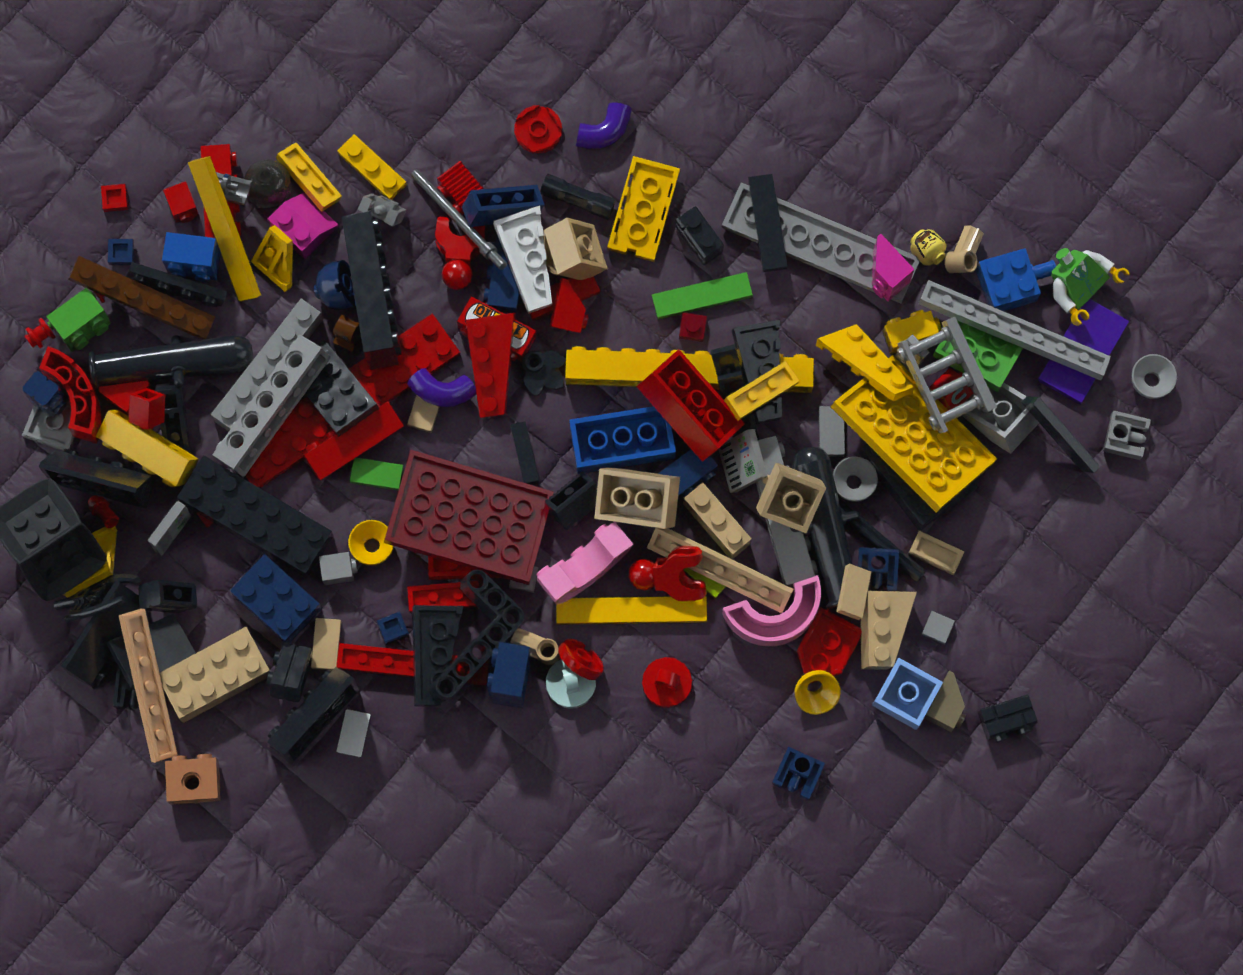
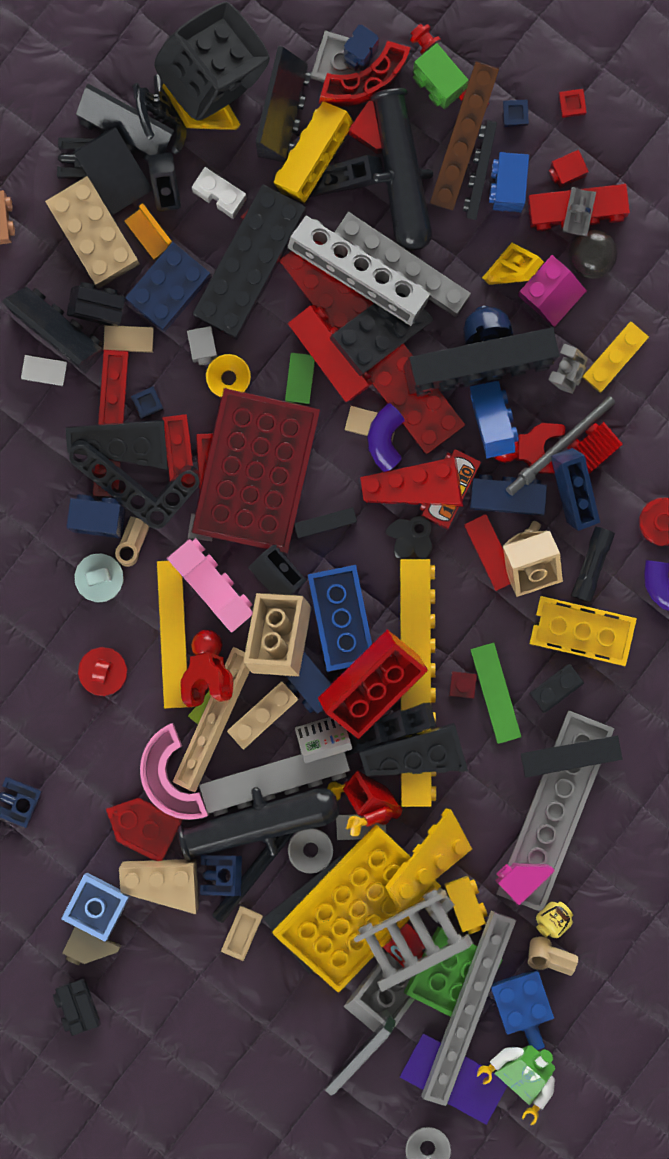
camera: 90 degrees right, 10 degrees up
(100, 507) = (249, 115): red animal -> none
(147, 408) = (349, 148): red brick -> none
(148, 685) = (75, 168): light nougat tile -> none
(169, 528) = (234, 178): light grey tile -> none
(176, 548) = (228, 197): none -> white brick
(217, 618) = (148, 232): none -> light orange panel
(224, 228) = (537, 212): yellow tile -> none
(309, 177) = (601, 294): yellow plate -> none
(347, 334) = (438, 340): reddish brown leg -> none
(429, 281) = (493, 419): none -> blue brick
(525, 252) = (528, 513): white wing -> none
(568, 309) = (471, 559): red slope -> none
(580, 660) = (117, 586): red tile -> none
(761, 390) = (389, 754): yellow plate -> none
(790, 497) = (278, 786): tan piece -> none
(804, 417) = (370, 801): none -> red torso
(820, 700) = (89, 820): yellow piece -> none
(853, 591) = (191, 851): tan tile -> none
(938, 627) = (166, 936): light grey tile -> none
(1119, 445) = (380, 1122): light grey brick -> none

